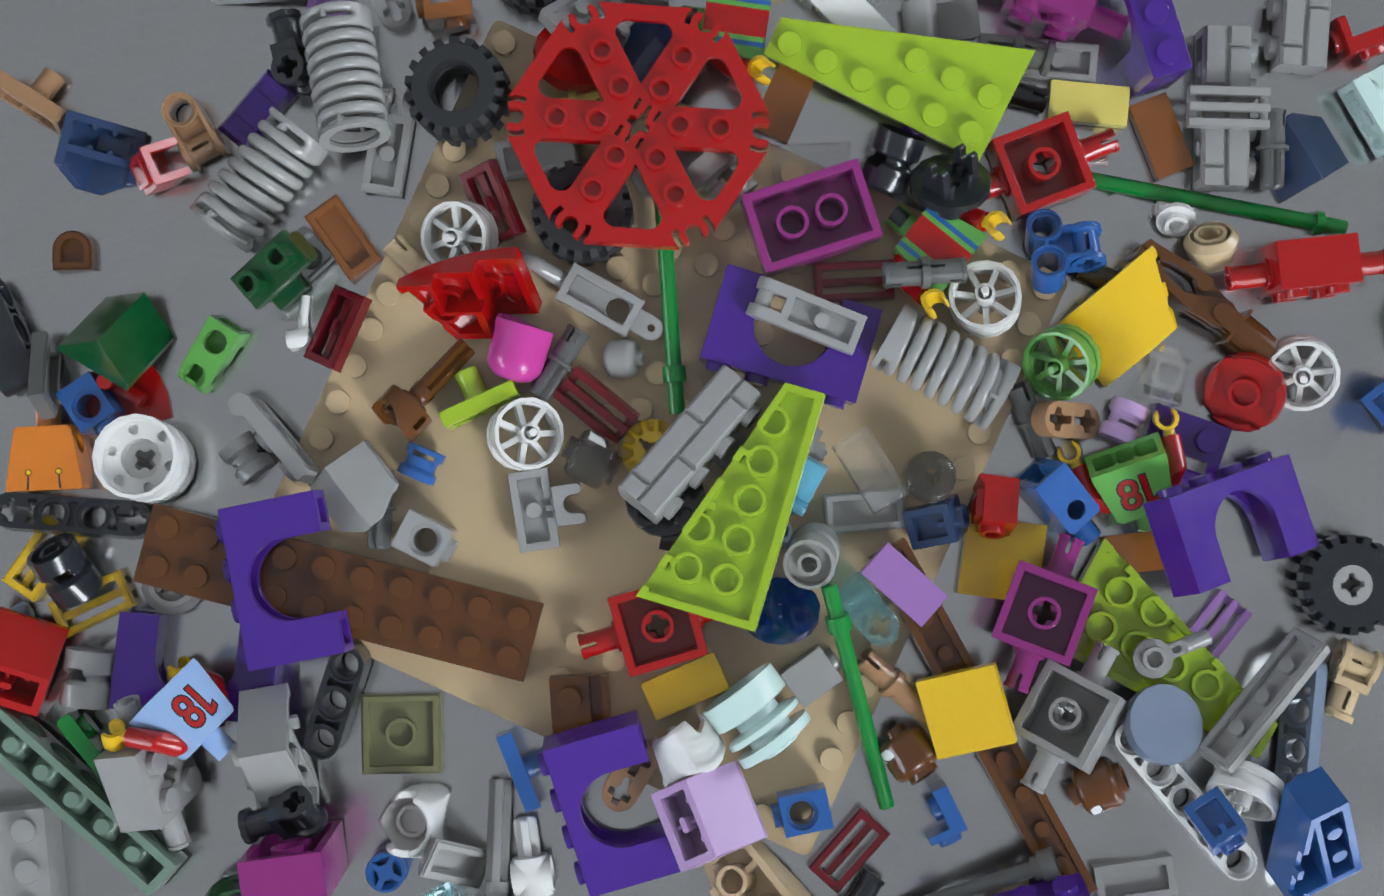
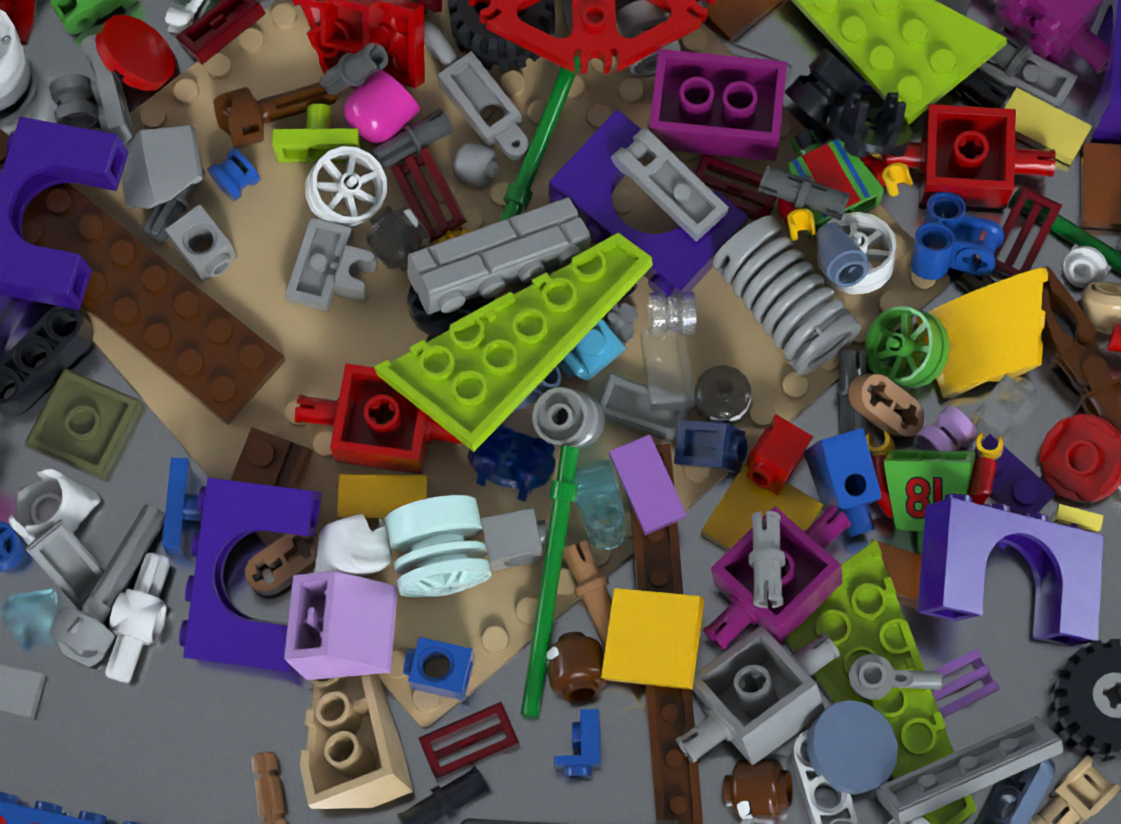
camera: 30 degrees right, 15 degrees down
(279, 392) = (135, 52): none -> red tile
(484, 330) = (354, 68): none -> dark grey axle
(856, 425) = (671, 313): none -> clear wheel
(982, 318) = (841, 256): none -> sand blue cone
(1037, 614) = (767, 559): none -> light grey pin
(1128, 215) = (1040, 201): none -> dark red tile
(1254, 450) = (1084, 519): none -> light yellow tile

